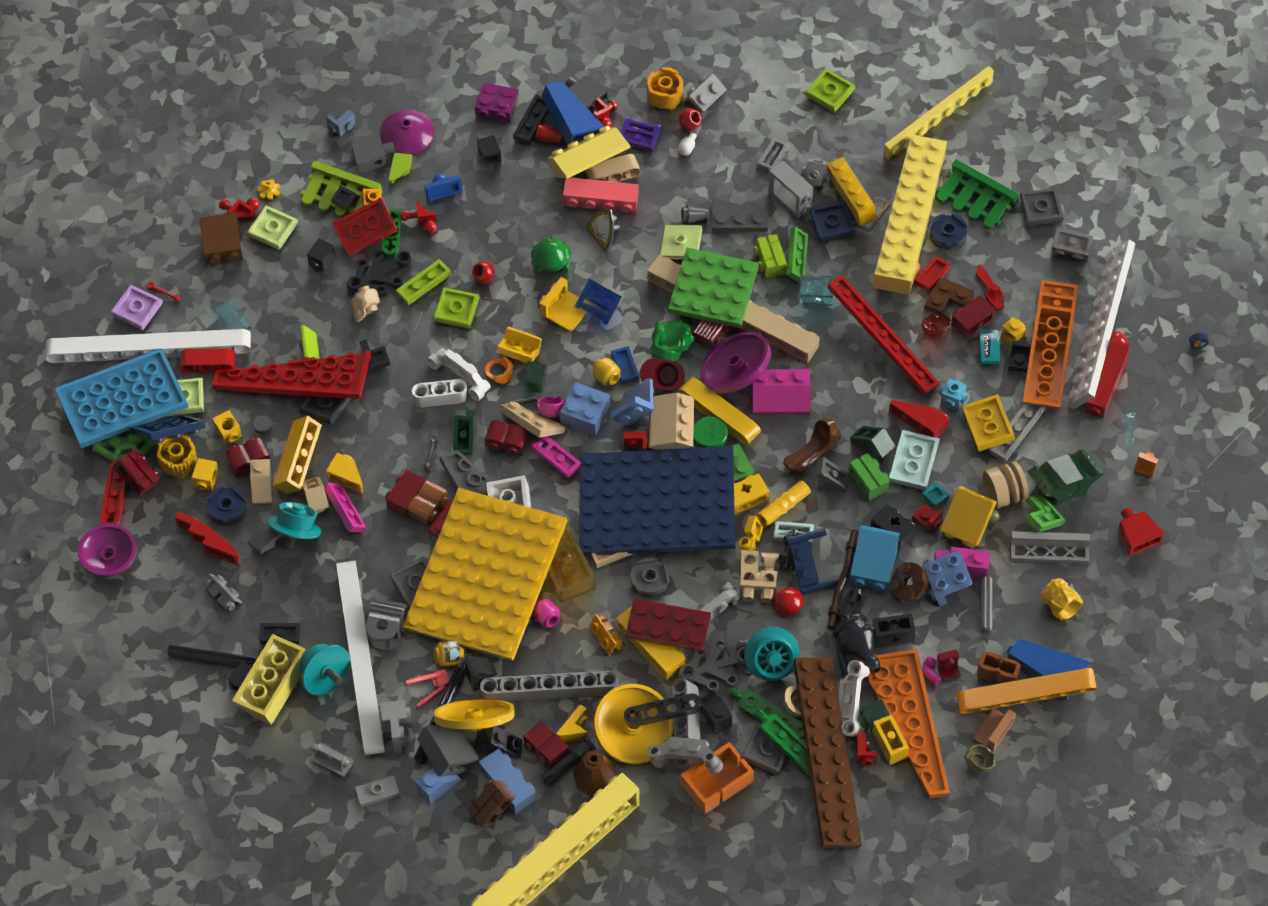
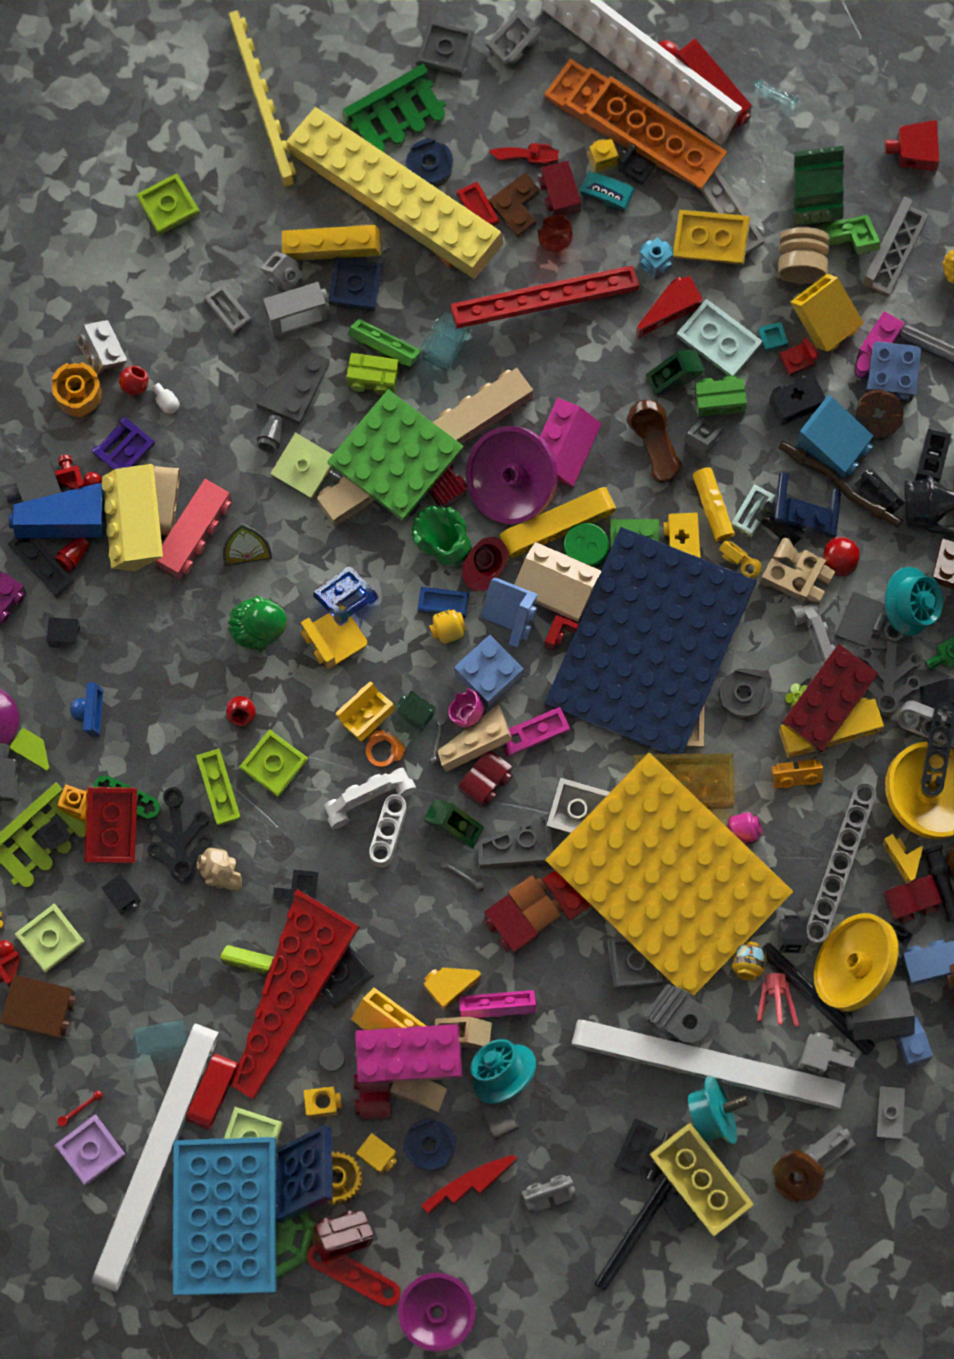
camera: 65 degrees left, 15 degrees up
(277, 454) = (408, 1054): none -> dark pink brick
(301, 743) = (809, 1170): none -> reddish brown plate
(425, 218) = (123, 751): red piece -> none
(1146, 464) = (836, 97): orange tile -> none

